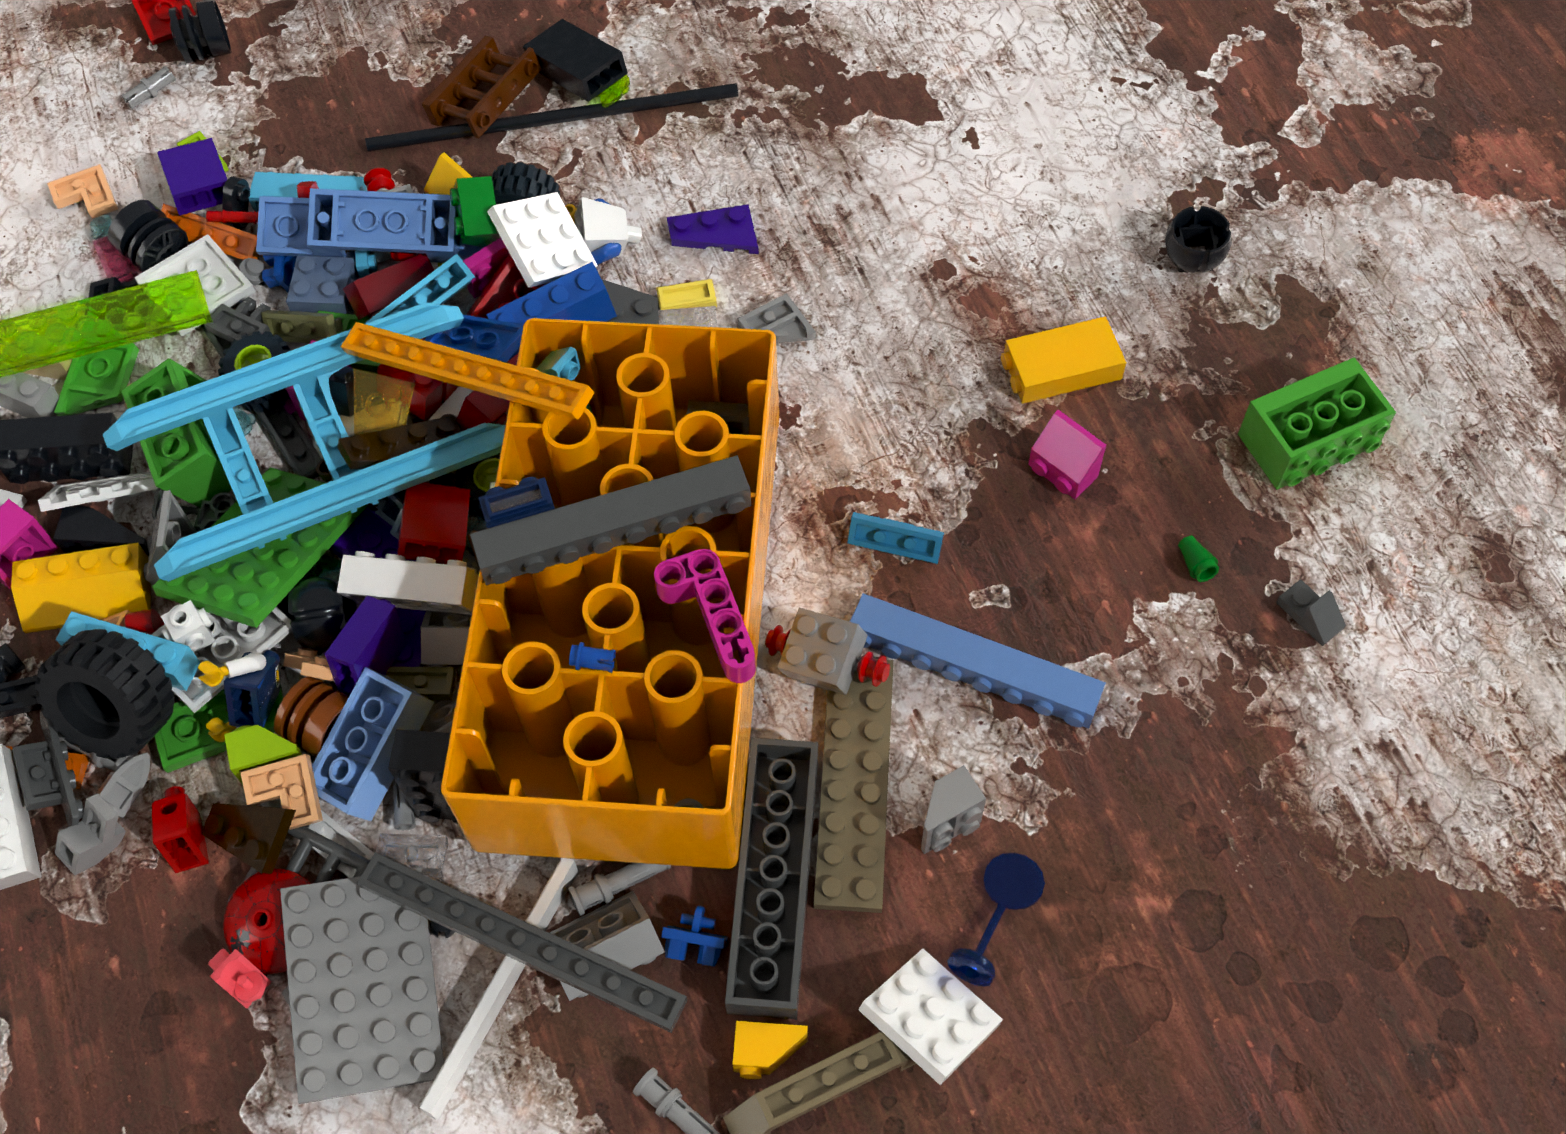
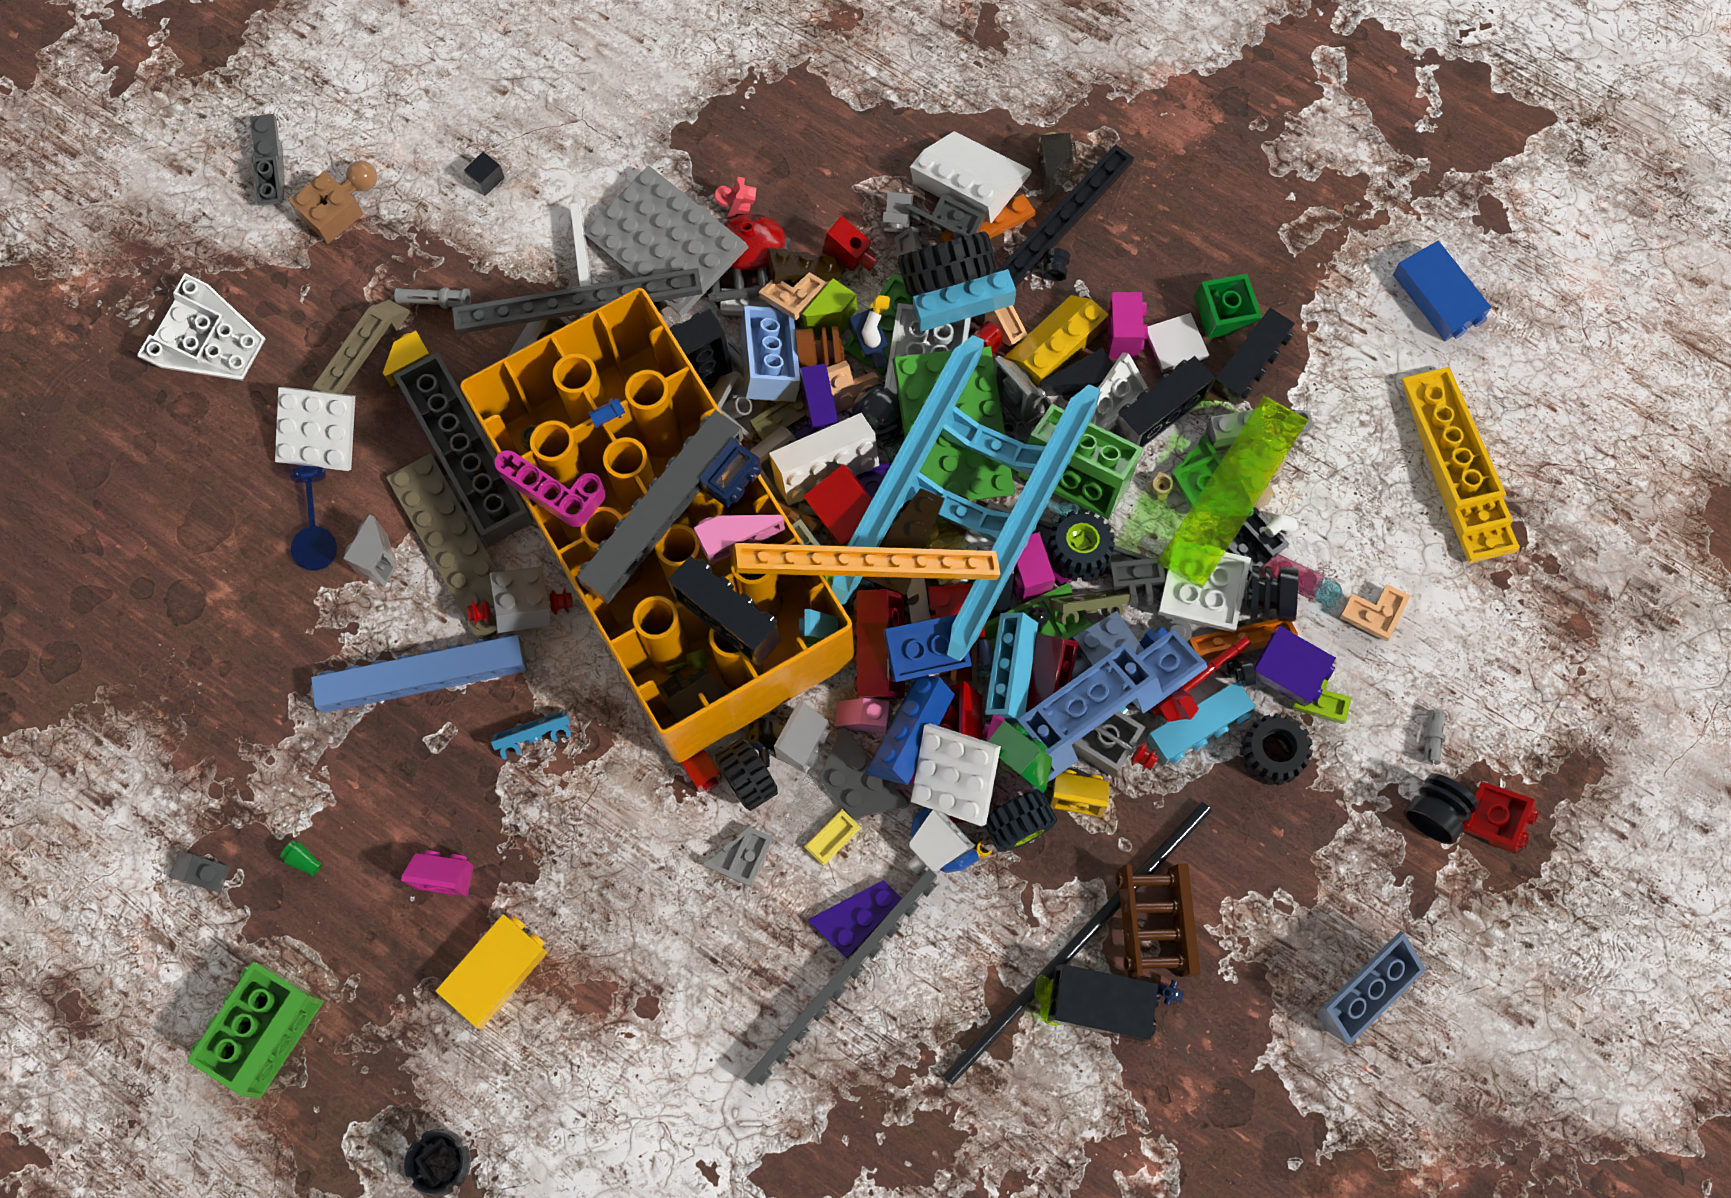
camera: 145 degrees right, 10 degrees up
(75, 294) = (1281, 522): none -> white arm
(188, 626) = (940, 335): white brick -> none
(273, 140) = (1290, 734): none -> black tyre
(516, 44) = (1171, 992): none -> dark blue piece
(571, 451) = (722, 532): none -> bright pink slope
(630, 372) = (725, 610): none -> black brick
(765, 189) = (835, 988): none -> dark grey plate

